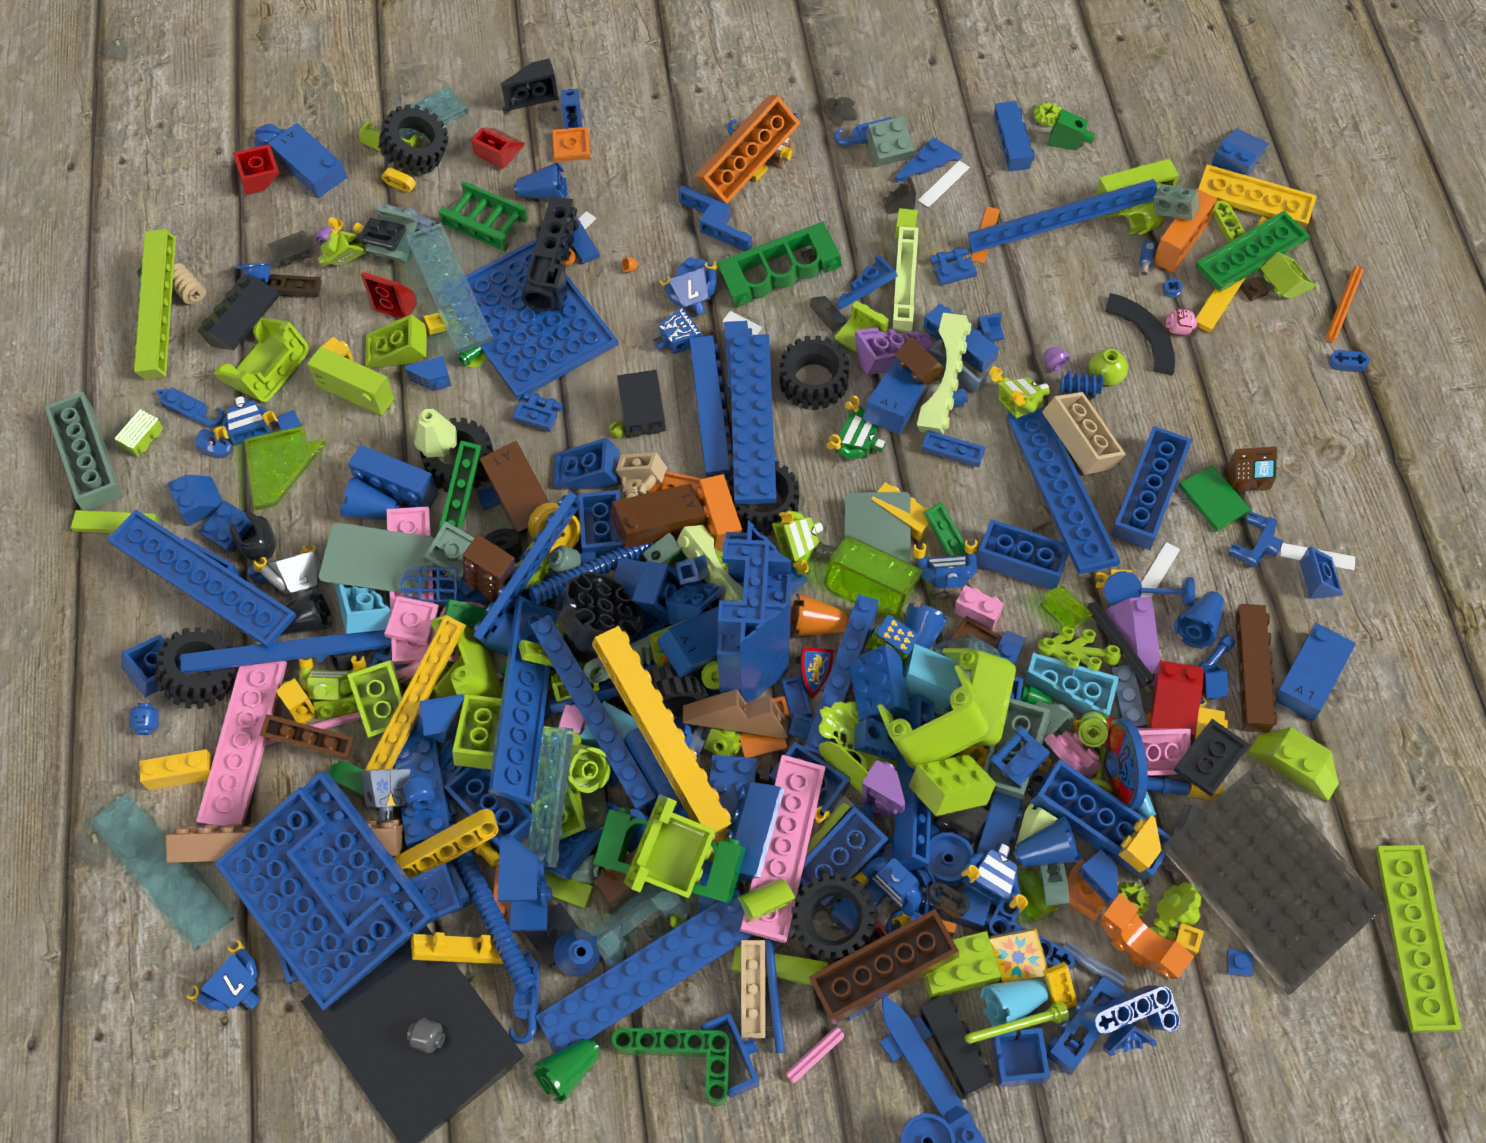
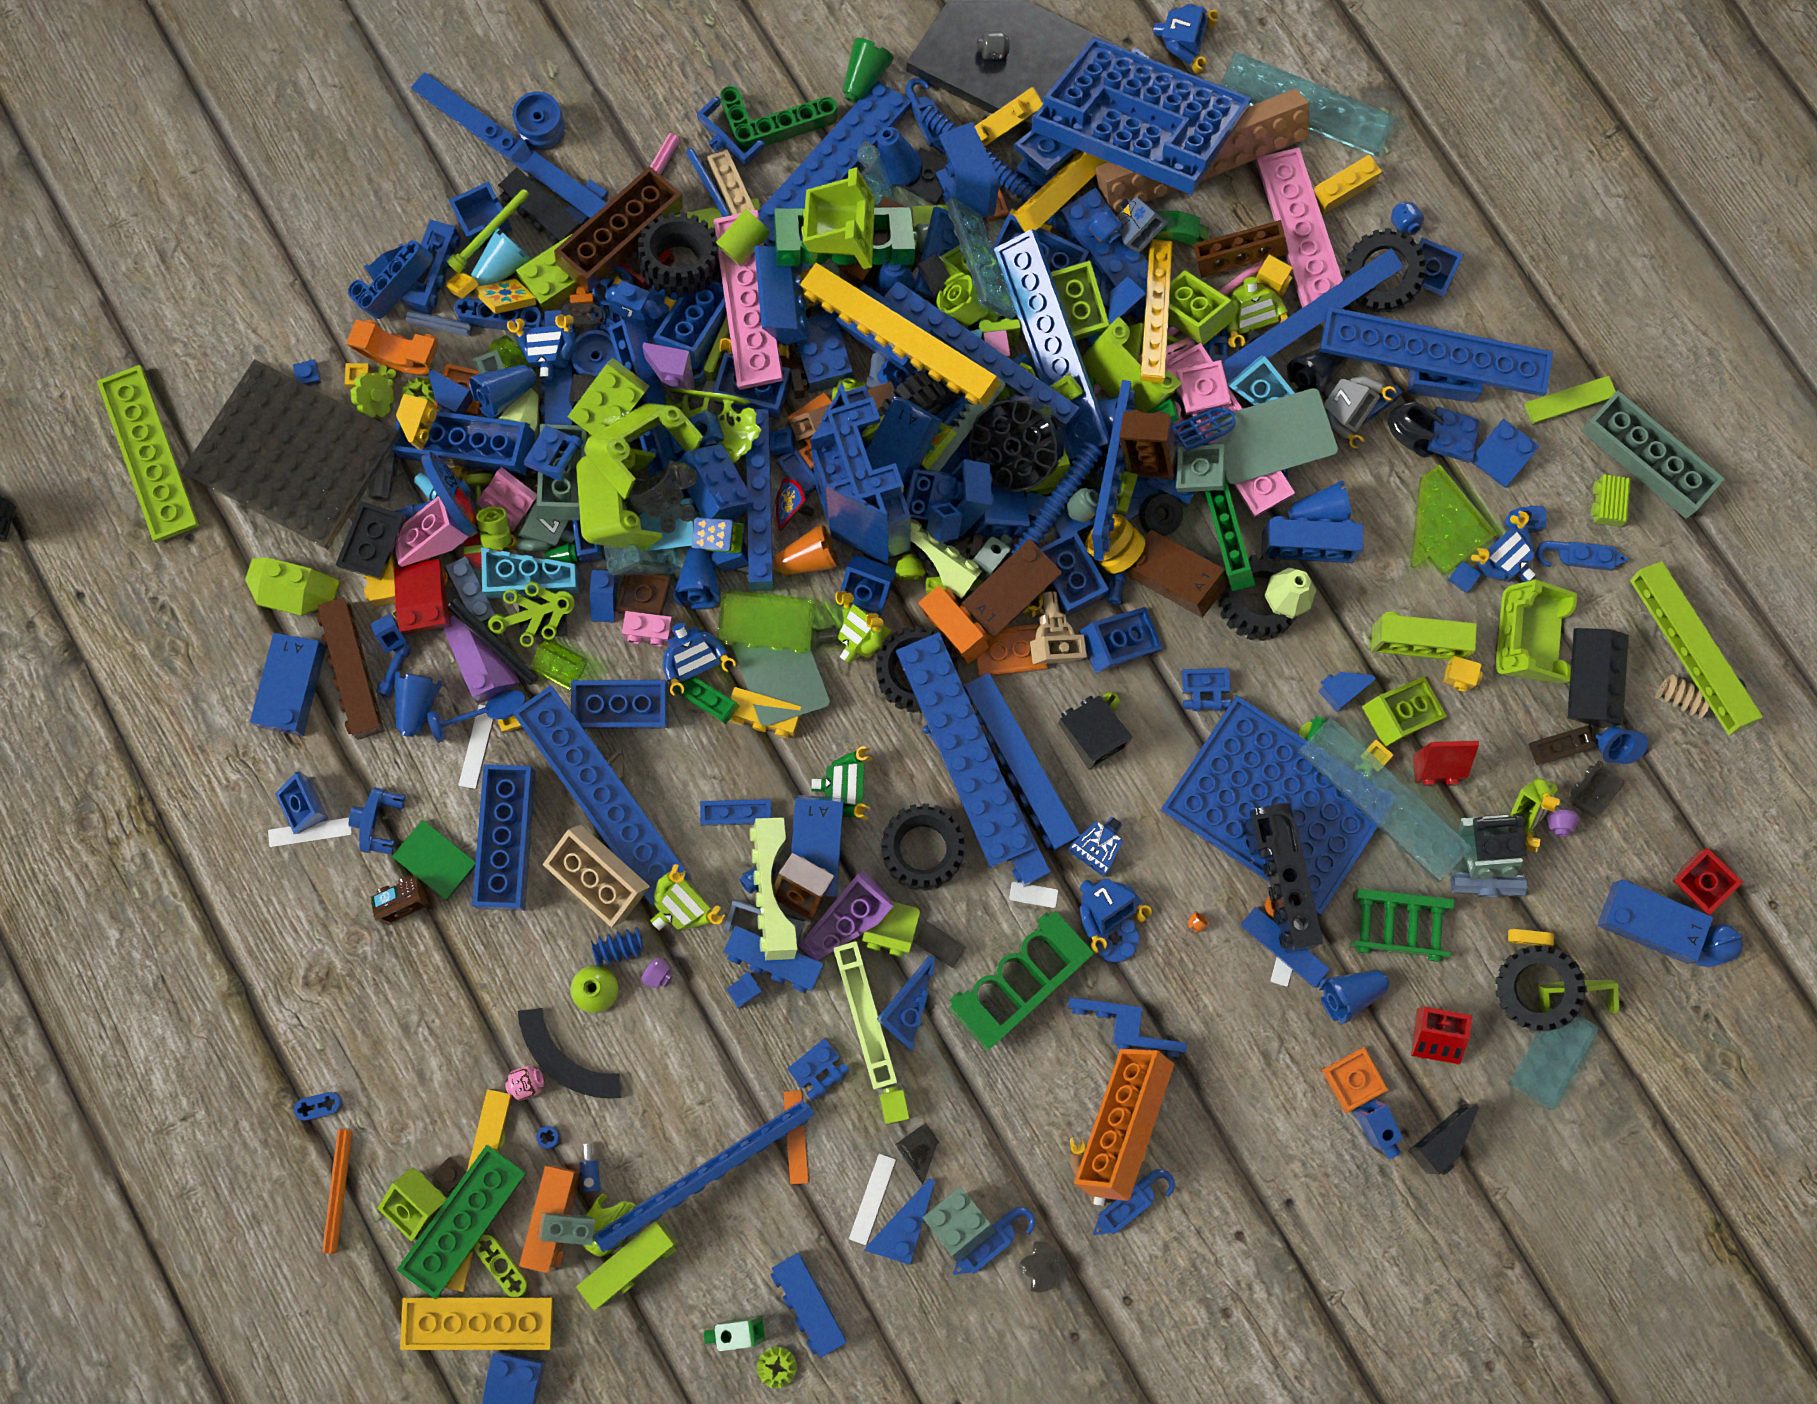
camera: 155 degrees right, 15 degrees up
(914, 680) = (664, 497): none -> clear smoke piece

